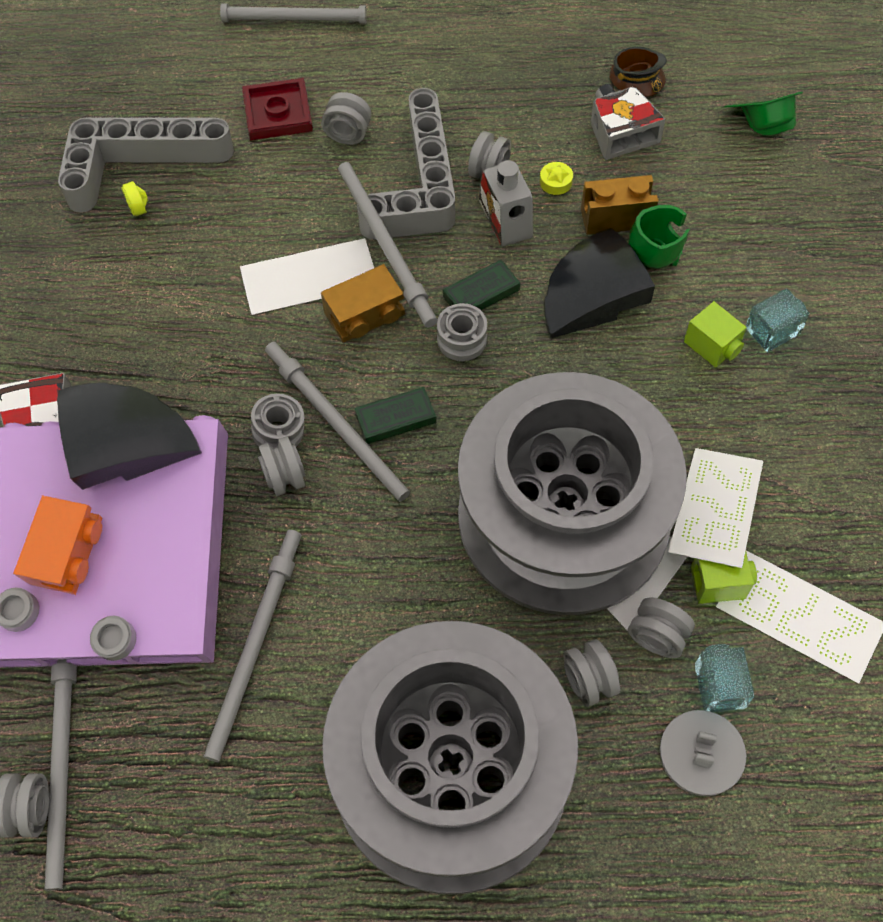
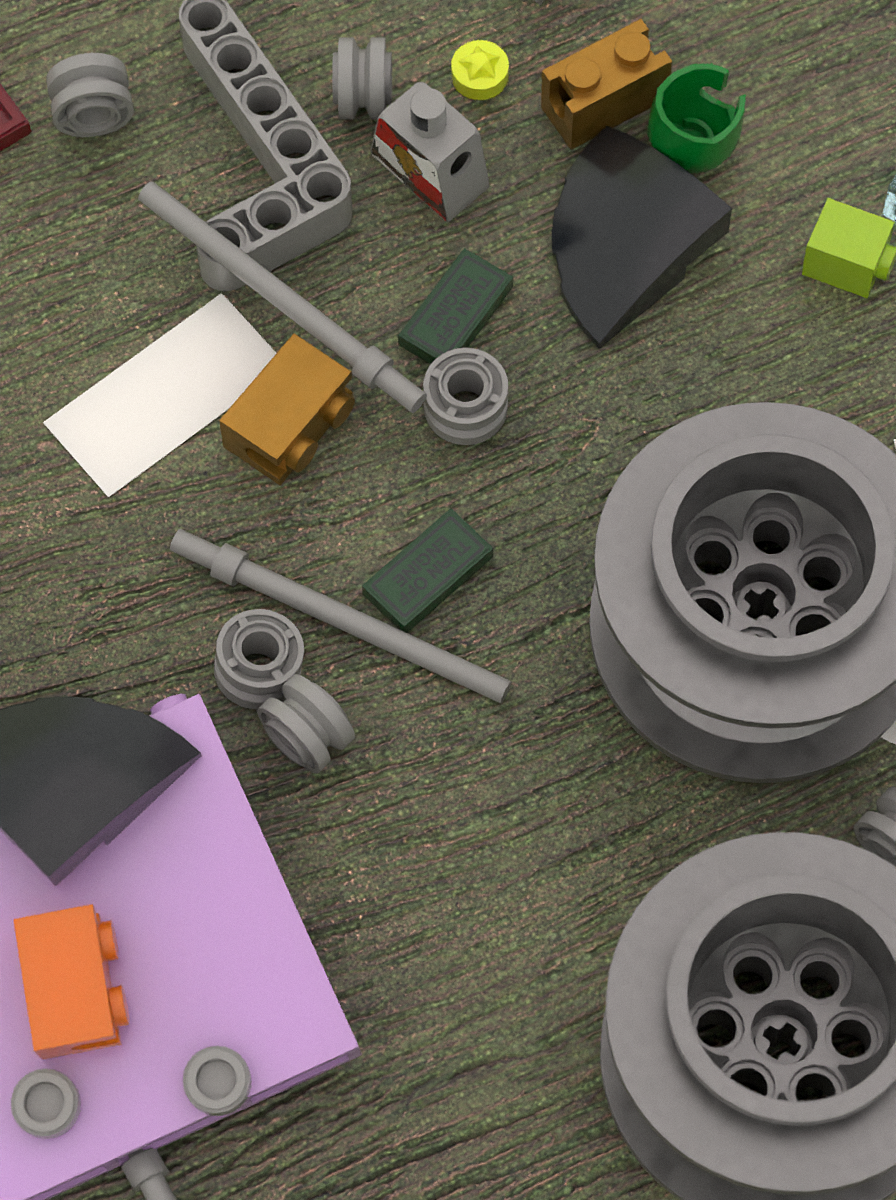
camera: 25 degrees left, 5 degrees up
(280, 571) = (383, 881): light grey bar -> none

